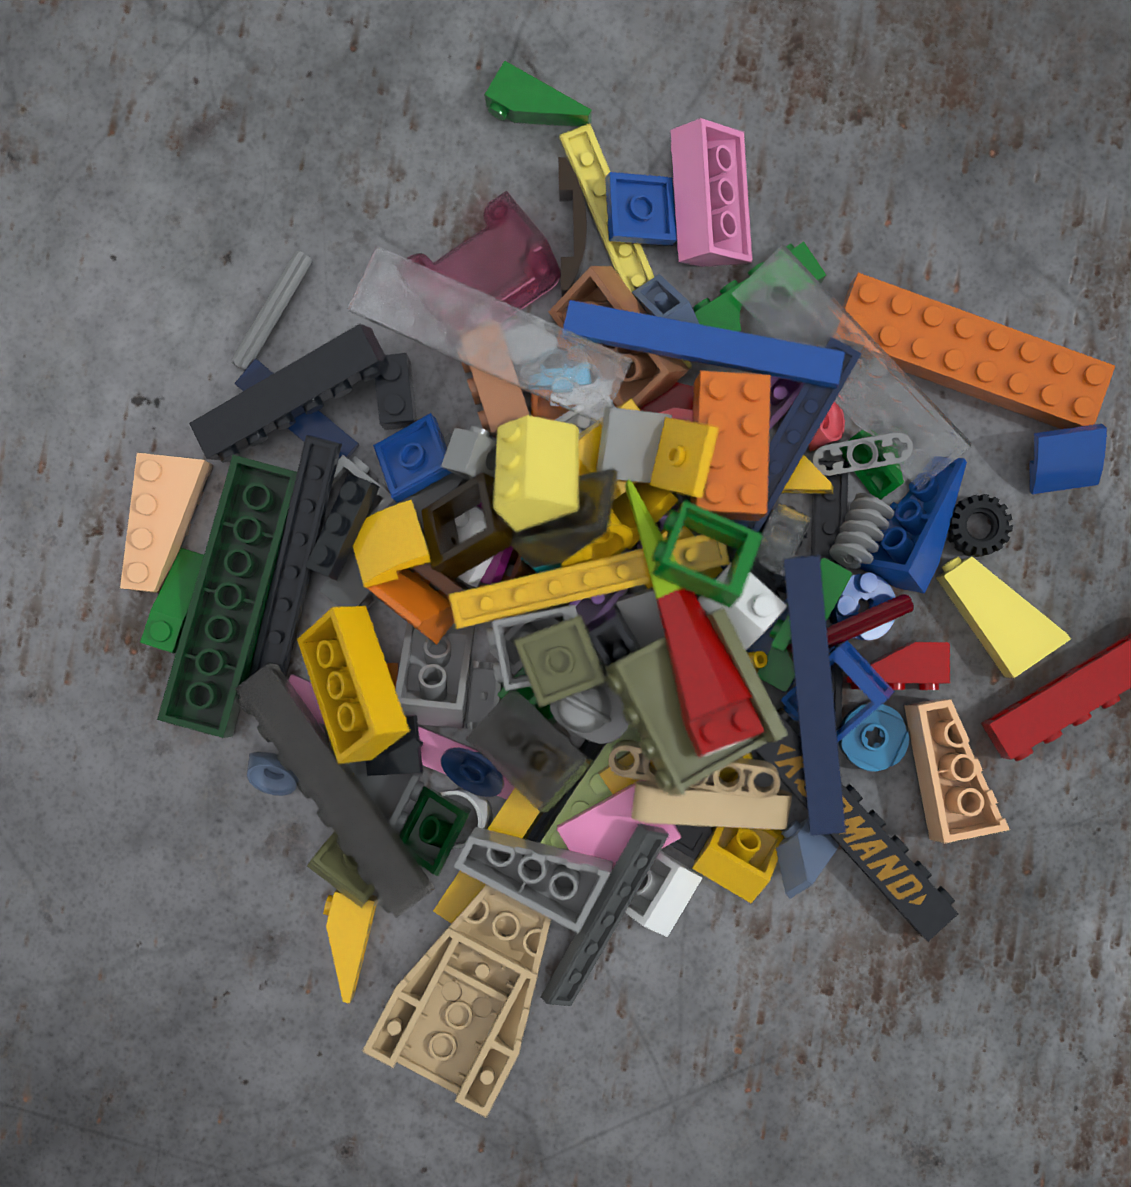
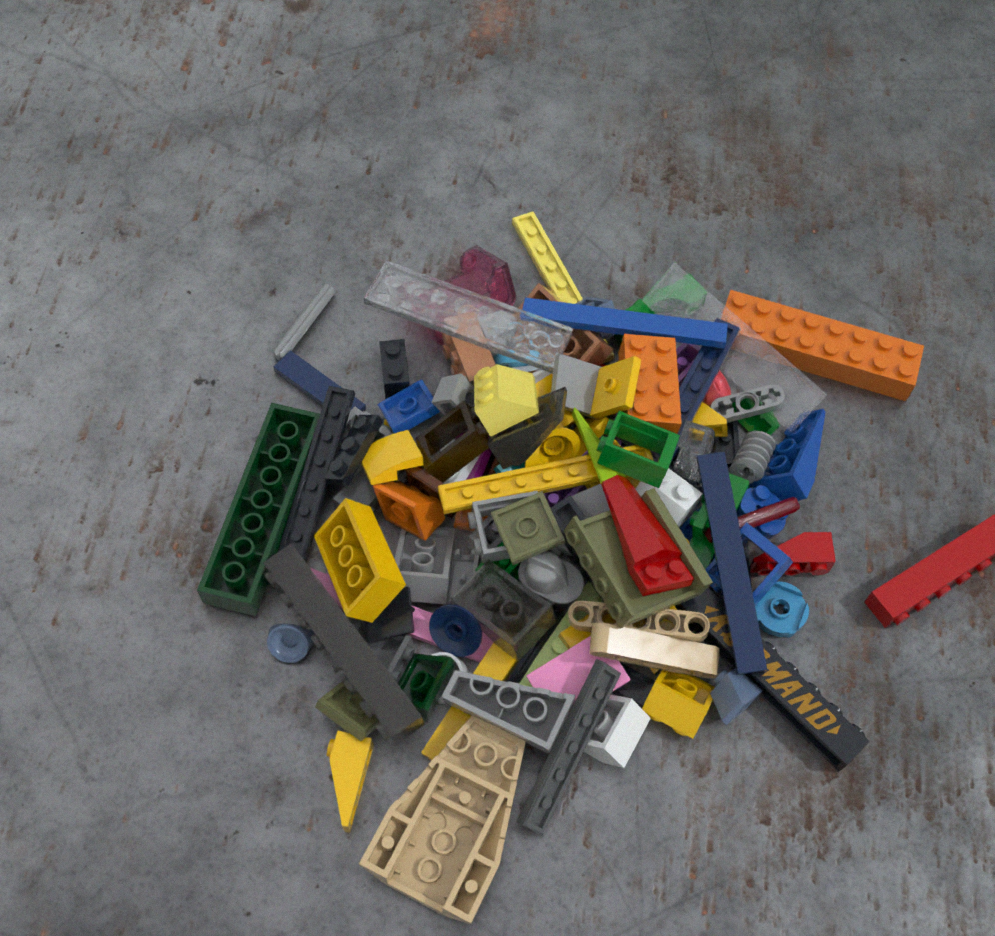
camera: 10 degrees left, 25 degrees down
(160, 517) = (210, 452): light nougat wedge -> none
(172, 603) = (212, 516): green slope -> none
(289, 393) = (315, 364): black brick -> none
(530, 101) = (494, 198): green slope -> none
(571, 190) = (522, 249): dark brown slope -> none
(640, 209) = (571, 257): blue plate -> none
(710, 194) = (620, 250): bright pink slope -> none
(949, 775) = (845, 633): light nougat wedge -> none
(999, 525) = (847, 446): black tyre -> none
(1001, 619) = (867, 519): light yellow slope -> none
(1068, 458) = (900, 409): blue slope -> none

